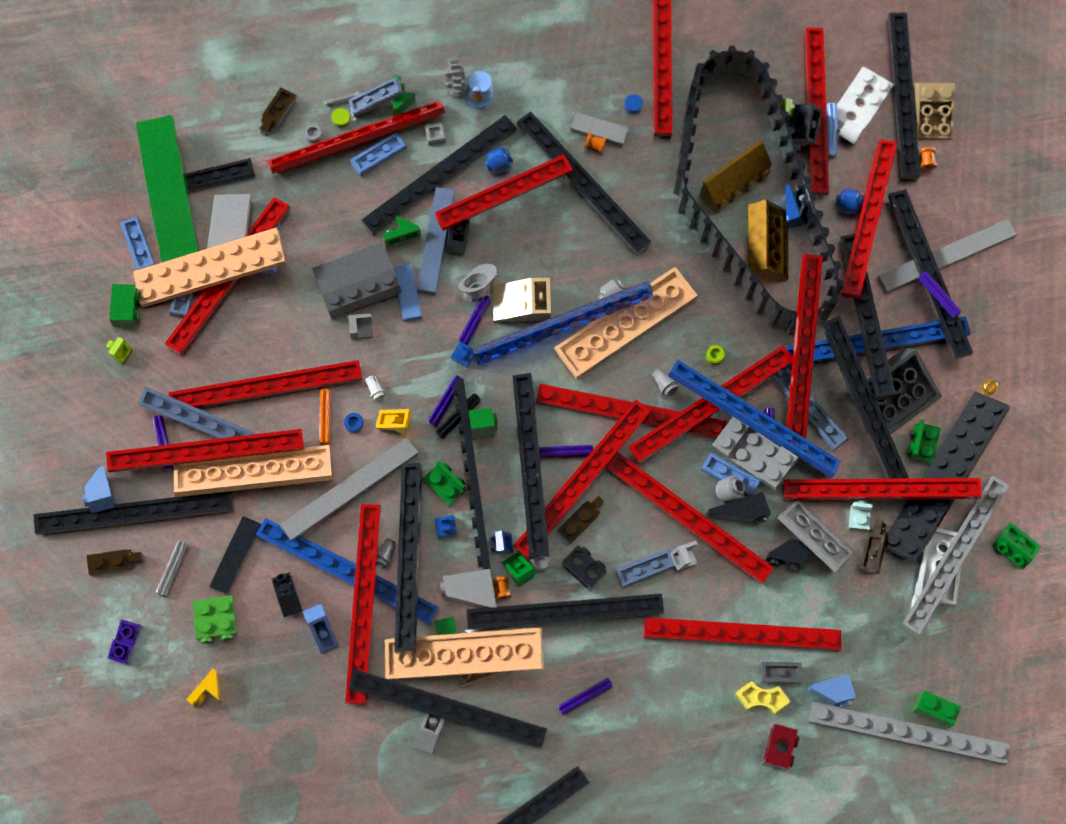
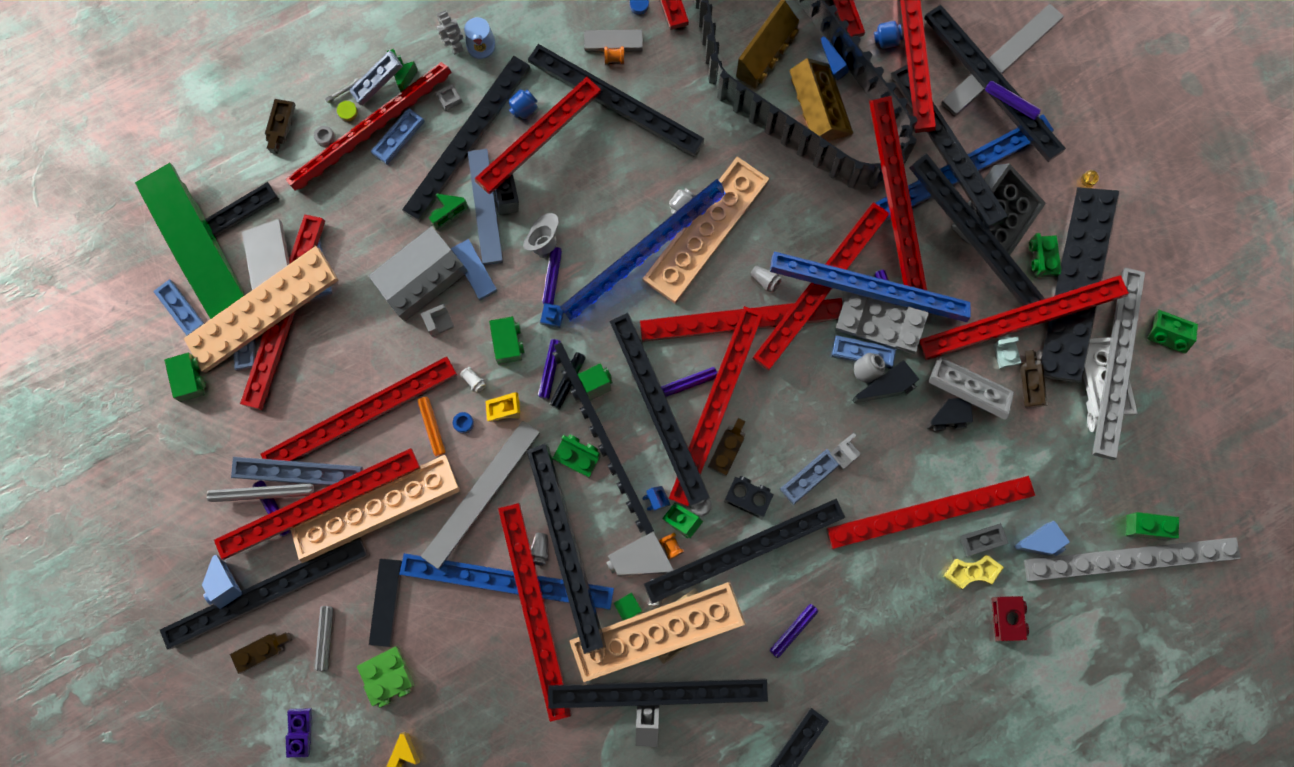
camera: 10 degrees left, 5 degrees up
(119, 349) = (194, 425): lime tile -> none
(158, 425) = (260, 492): none -> light grey axle
(286, 594) = (452, 627): black slope -> none
(320, 628) = (498, 651): medium blue slope -> none
(415, 363) = (506, 340): none -> green brick
(445, 526) = (593, 500): blue tile -> none
(522, 300) = (594, 240): tan slope -> none
(690, 518) = (838, 410): red plate -> none
(715, 355) = (807, 233): lime tile -> none
(817, 417) = (933, 266): sand blue tile -> none

